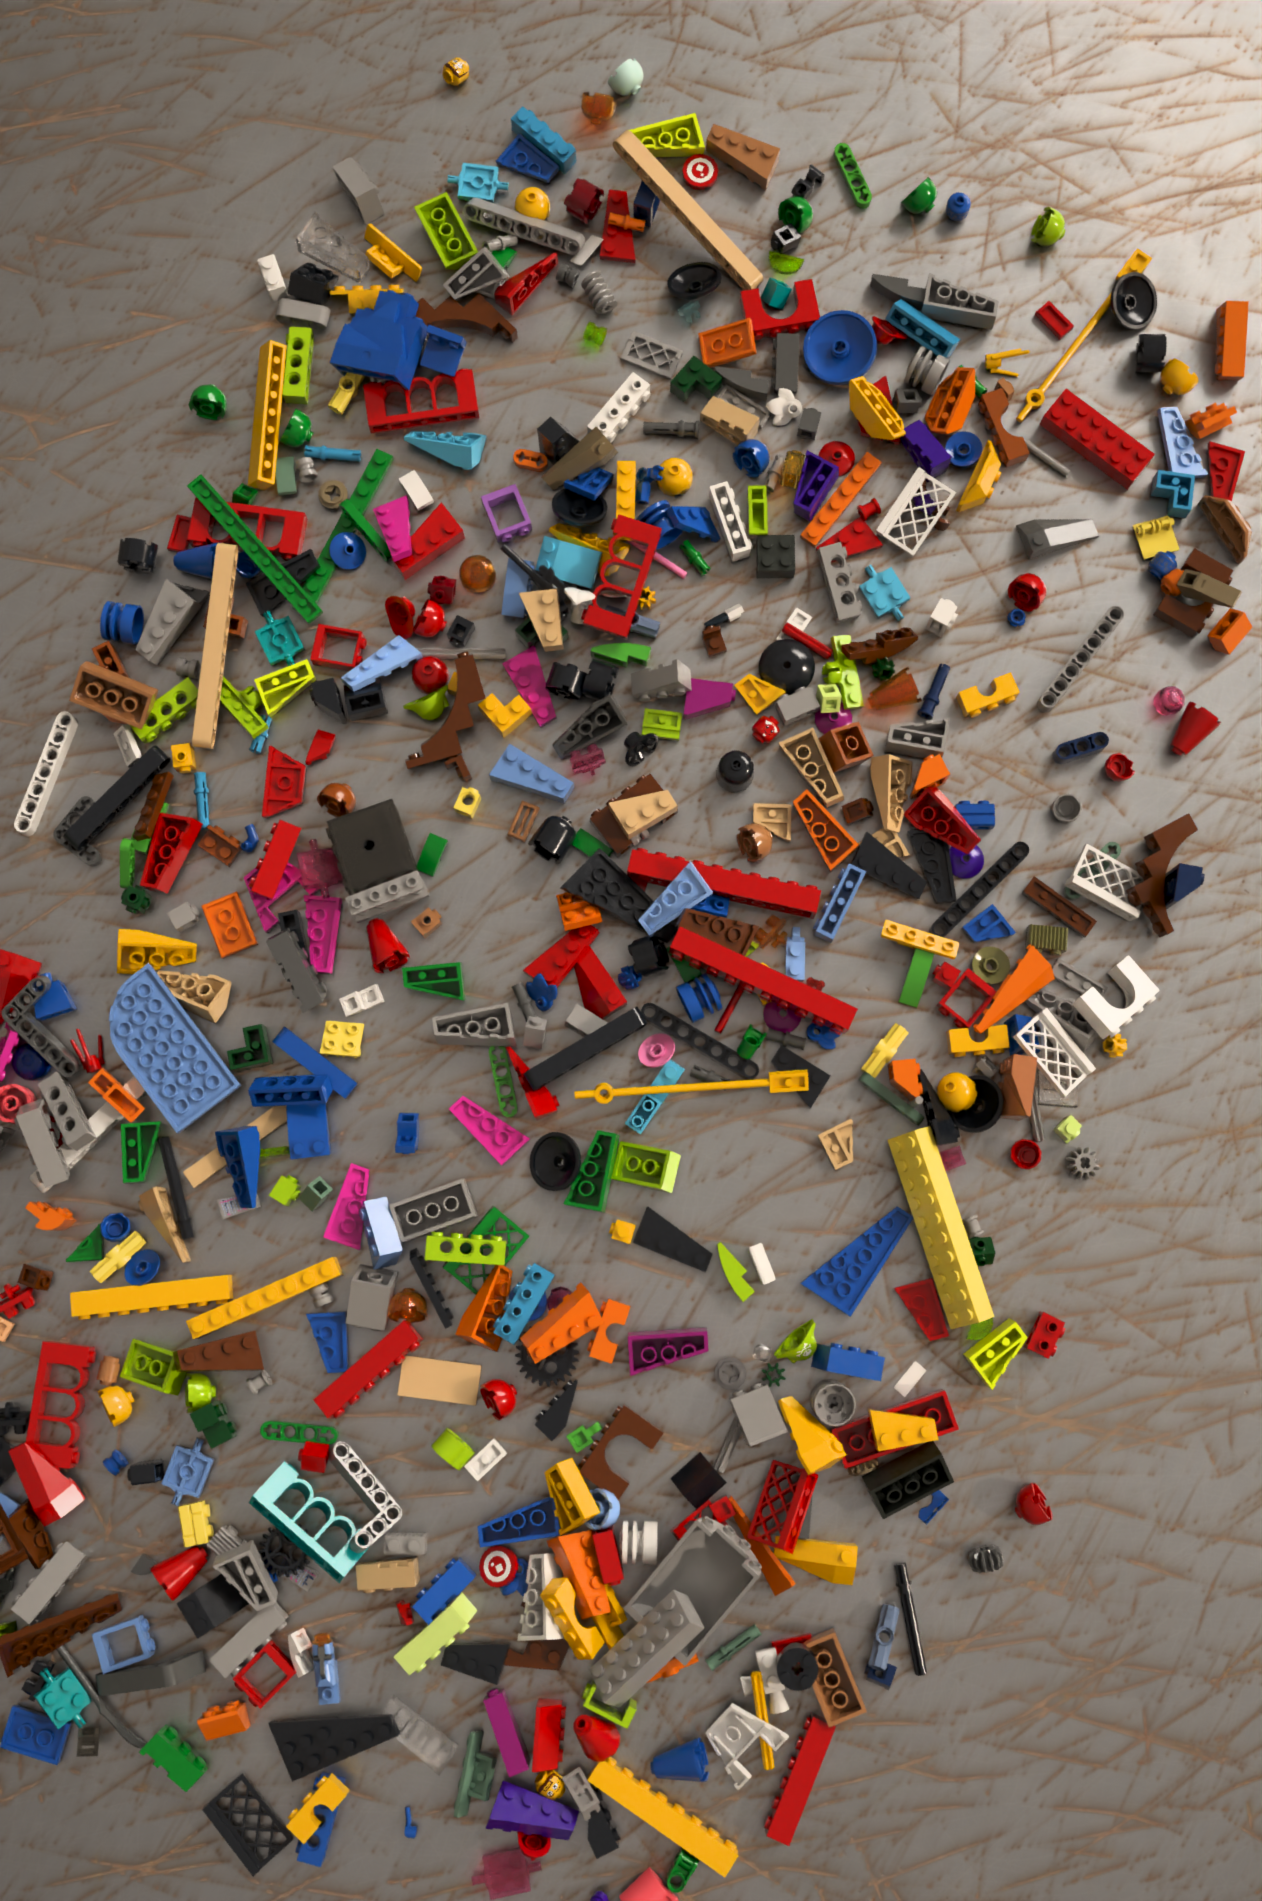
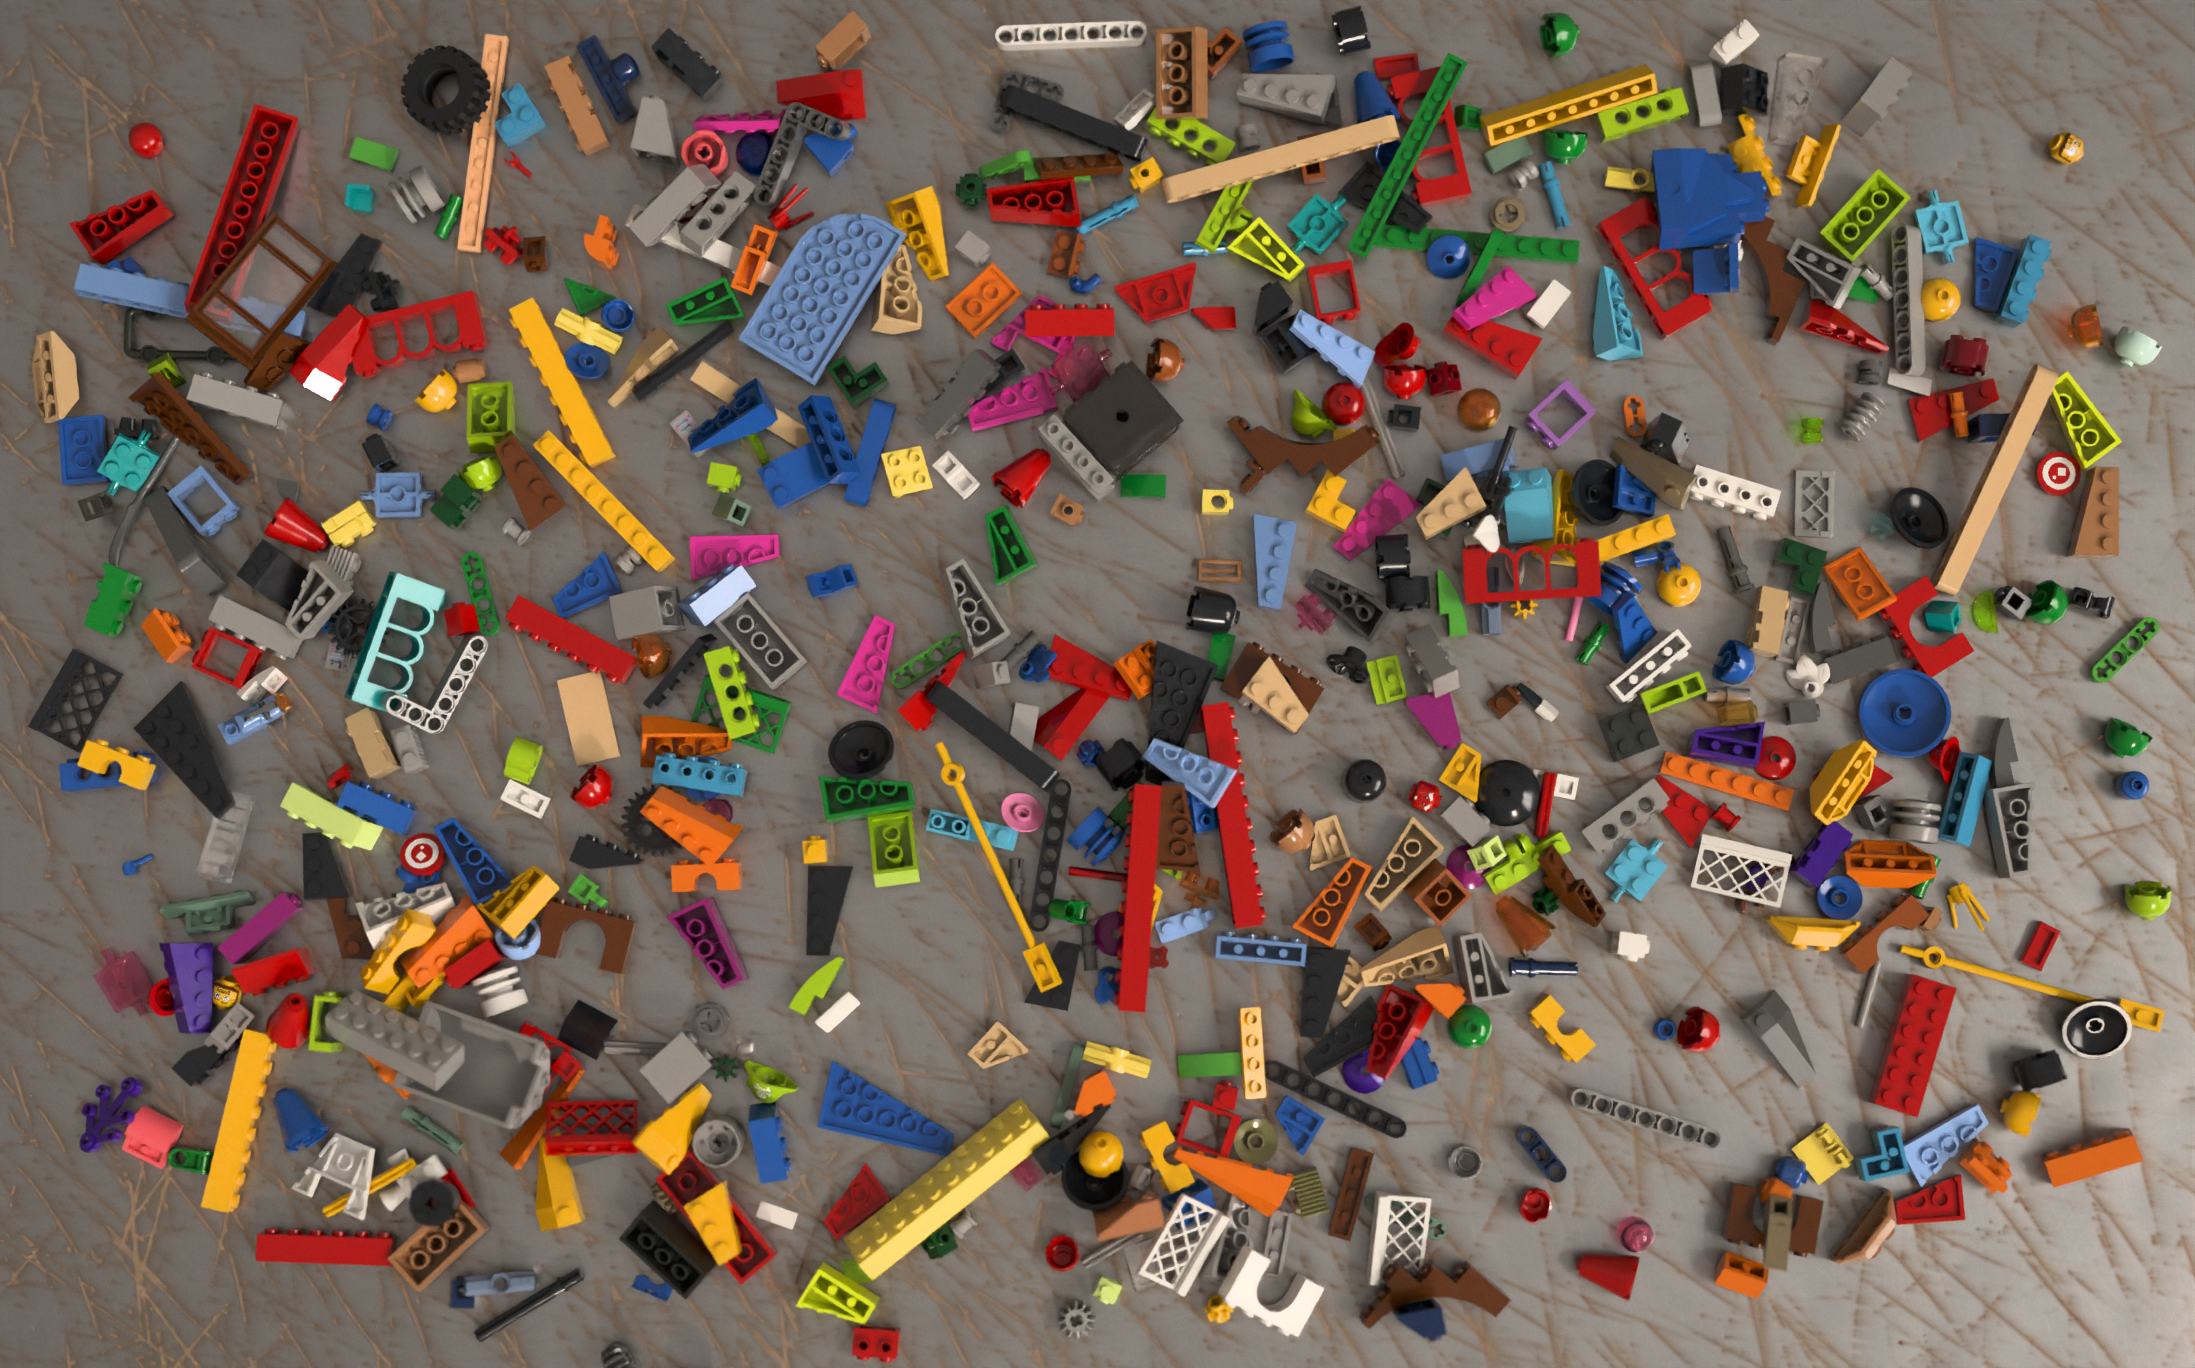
camera: 65 degrees right, 5 degrees up
(961, 764) = (1469, 1027): none -> green cylinder

